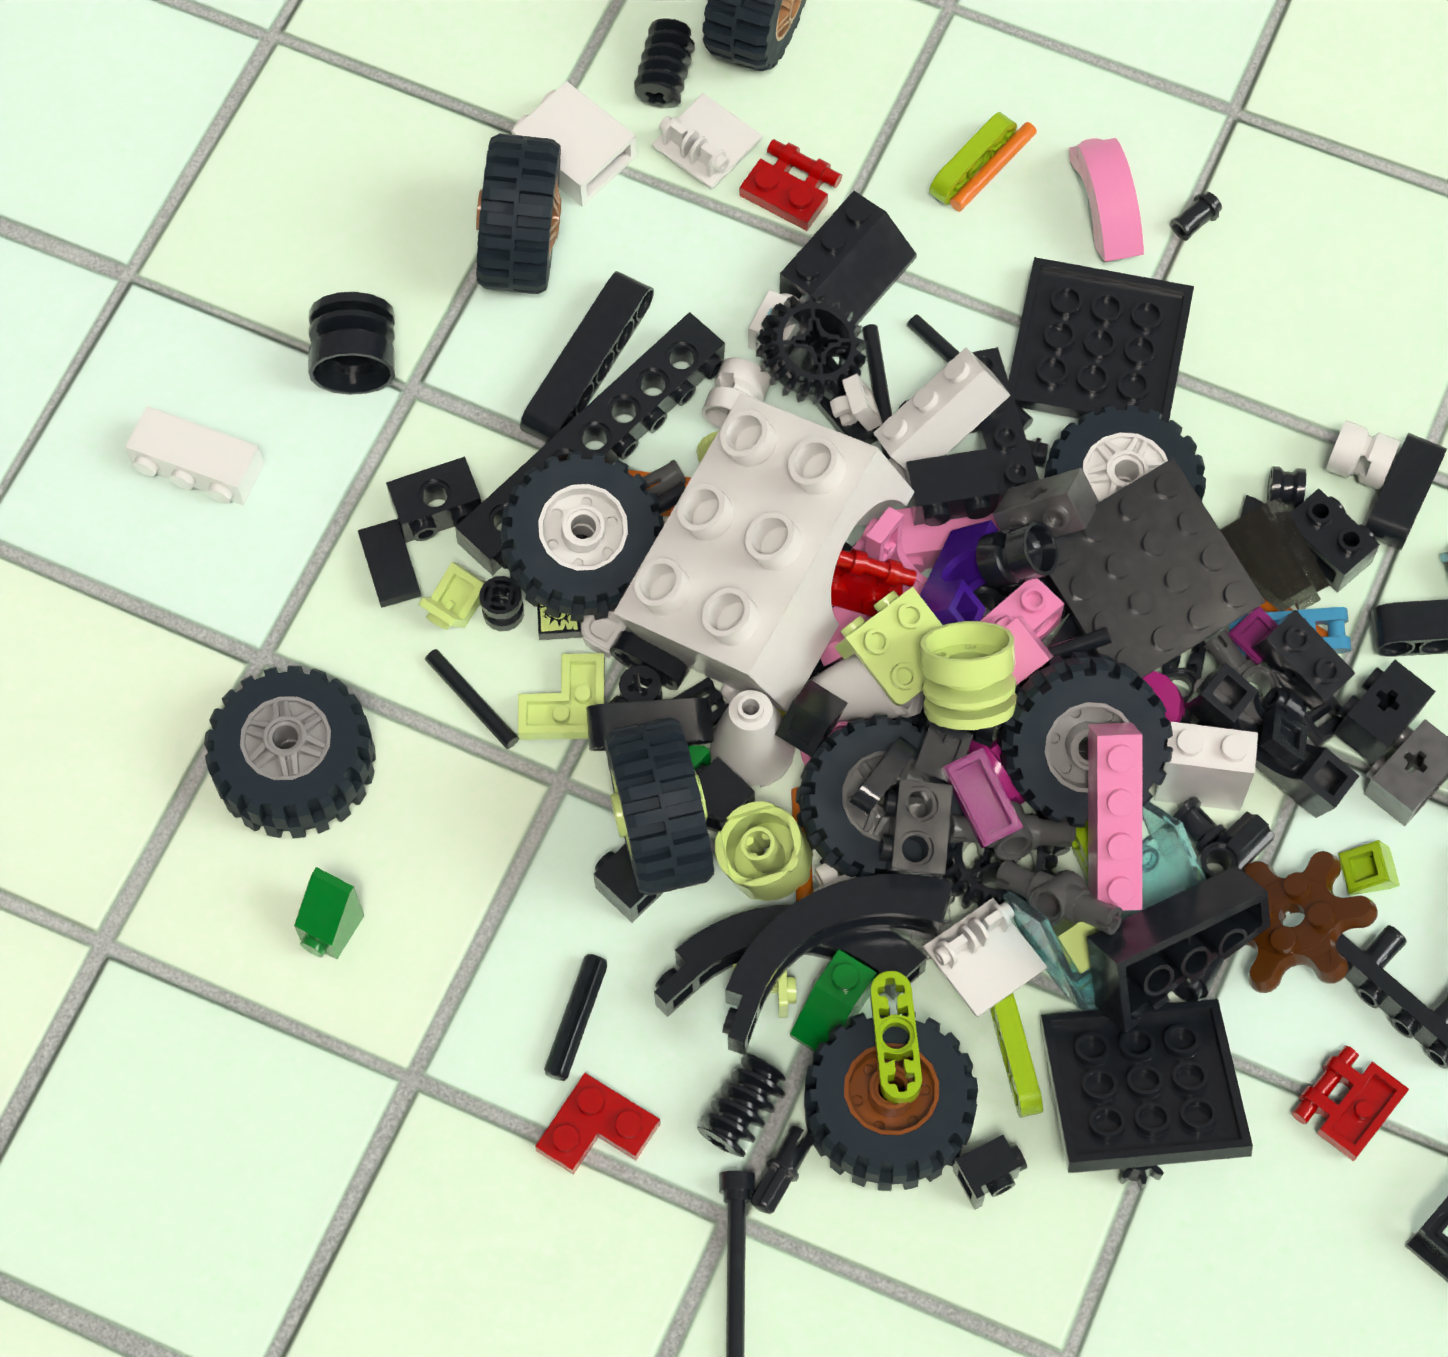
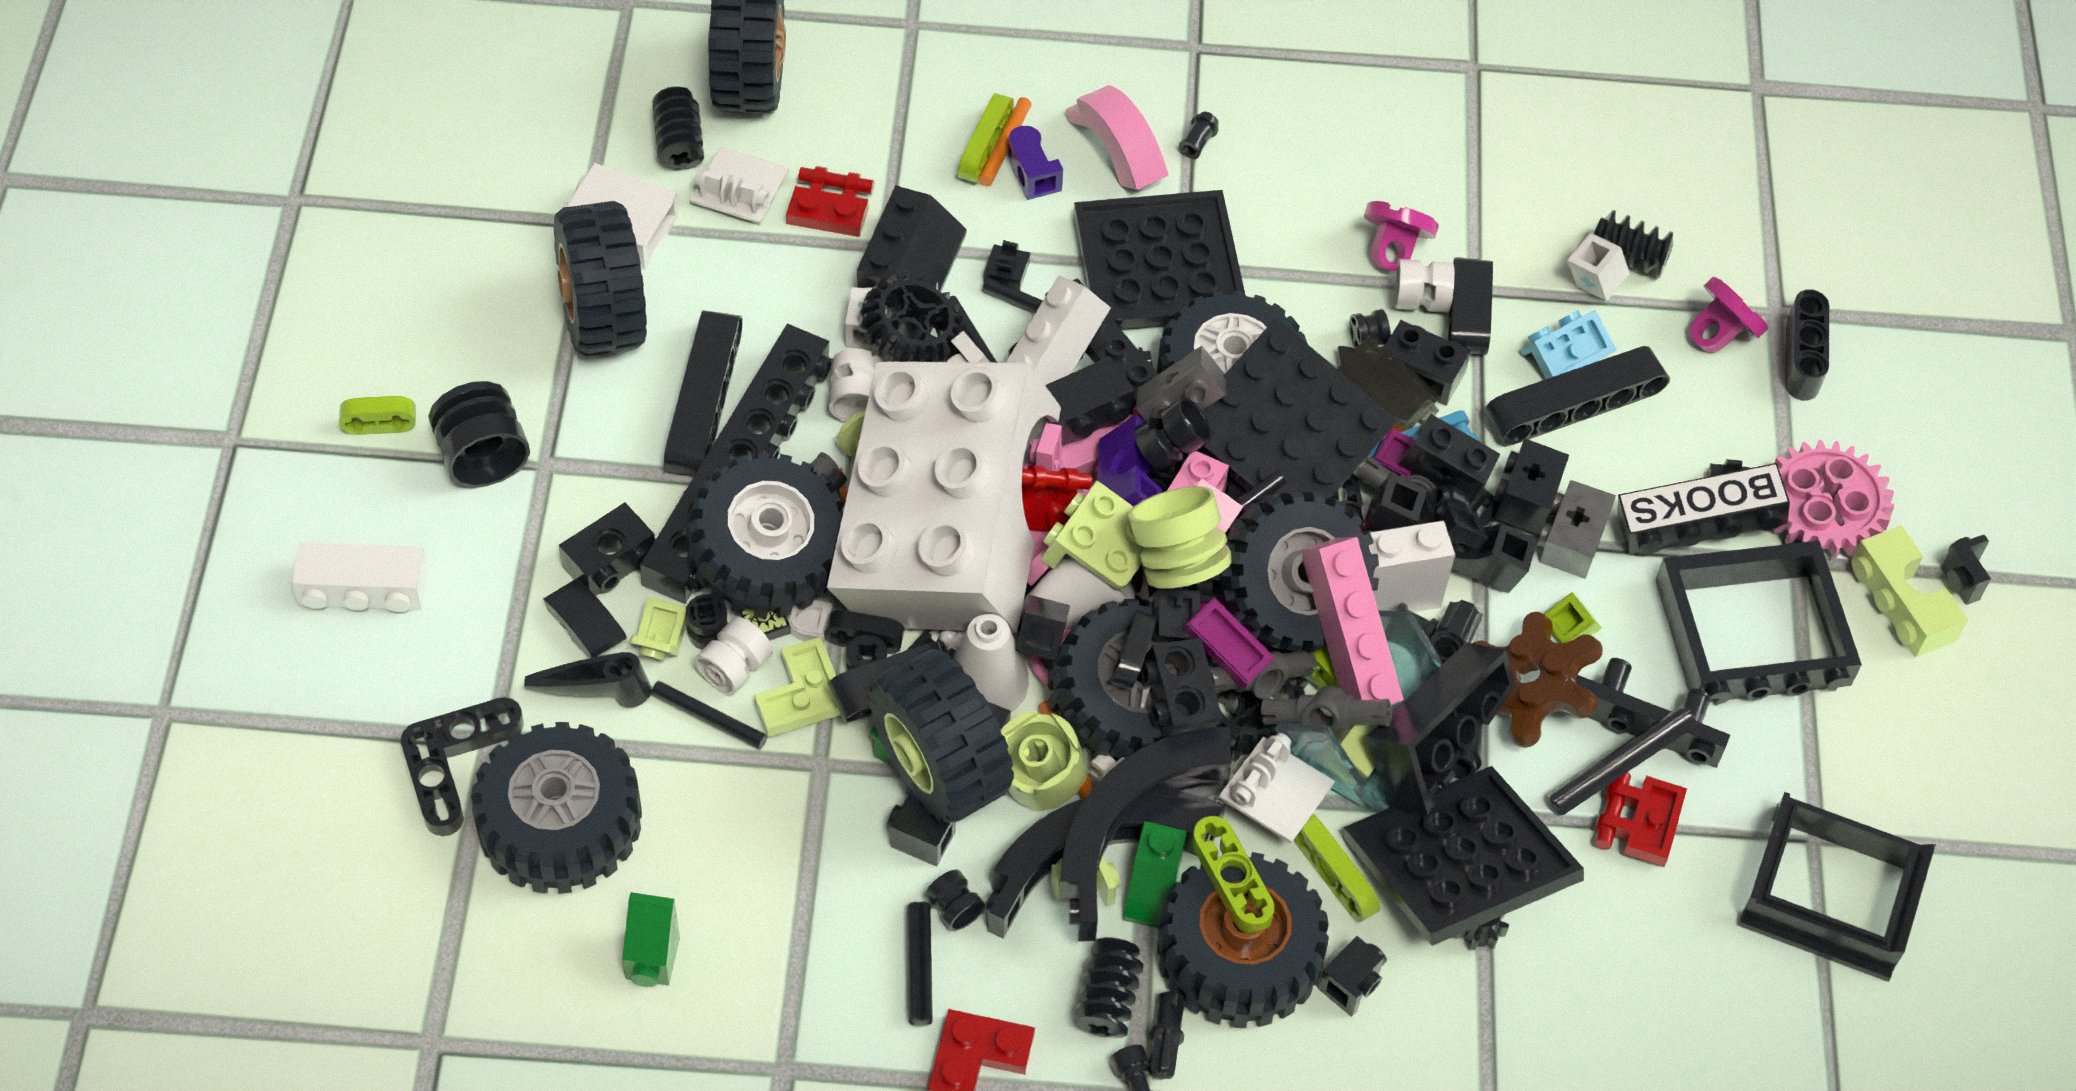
camera: 25 degrees left, 10 degrees down
(213, 652) = (443, 745): none -> black beam
(268, 291) = (377, 415): none -> lime beam
(376, 628) = (599, 676): none -> black piece
(513, 647) = (738, 650): none -> white wheel
(631, 965) = (953, 898): none -> black wheel
(942, 306) = (1007, 264): none -> black tile
(1007, 189) = (1030, 165): none -> dark purple leg
(1352, 1038) = (1622, 760): none -> black axle
(1362, 384) = (1399, 227): none -> dark pink tile

